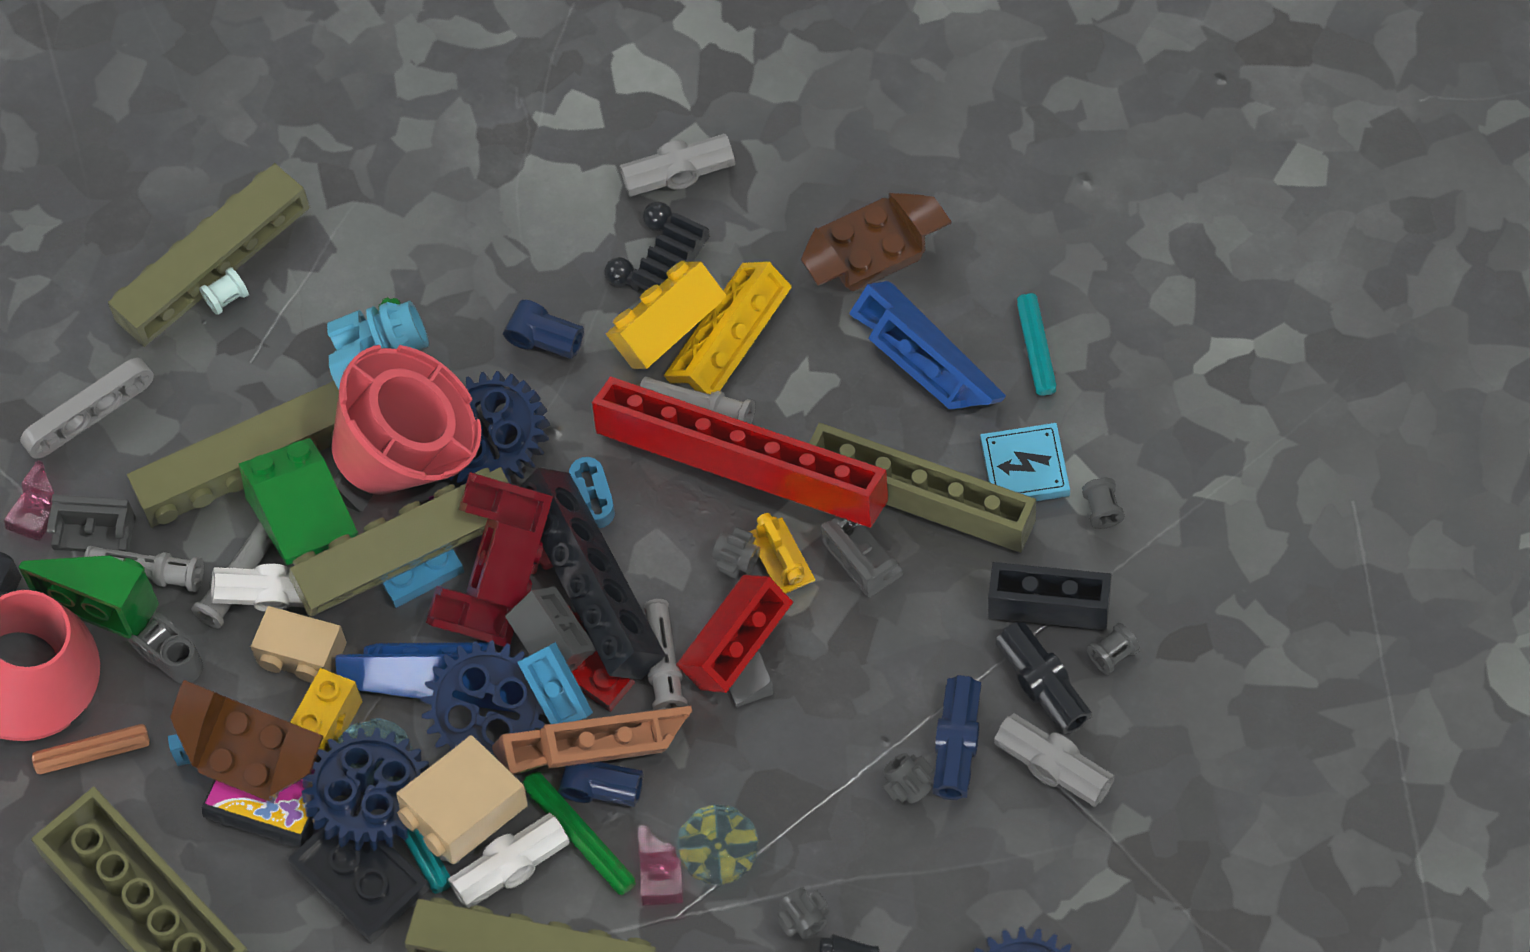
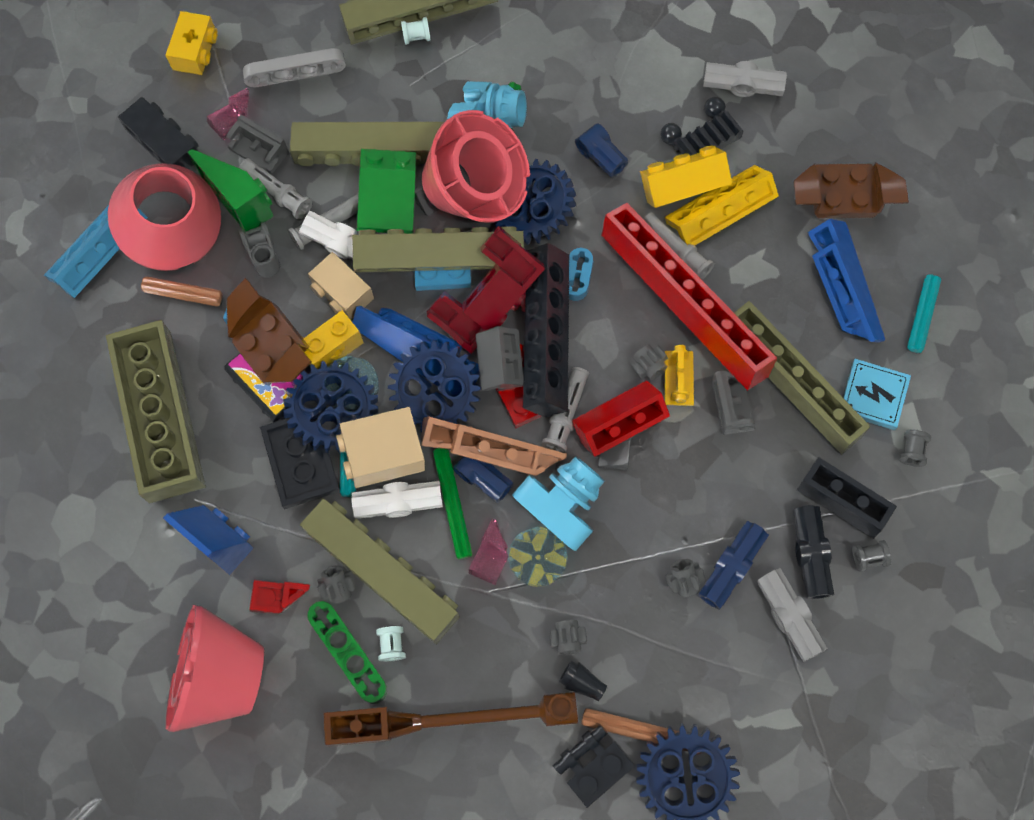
camera: 25 degrees right, 10 degrees up
(555, 686) = (482, 399): dark azure plate -> none
(719, 739) = (556, 507): none -> medium azure beam

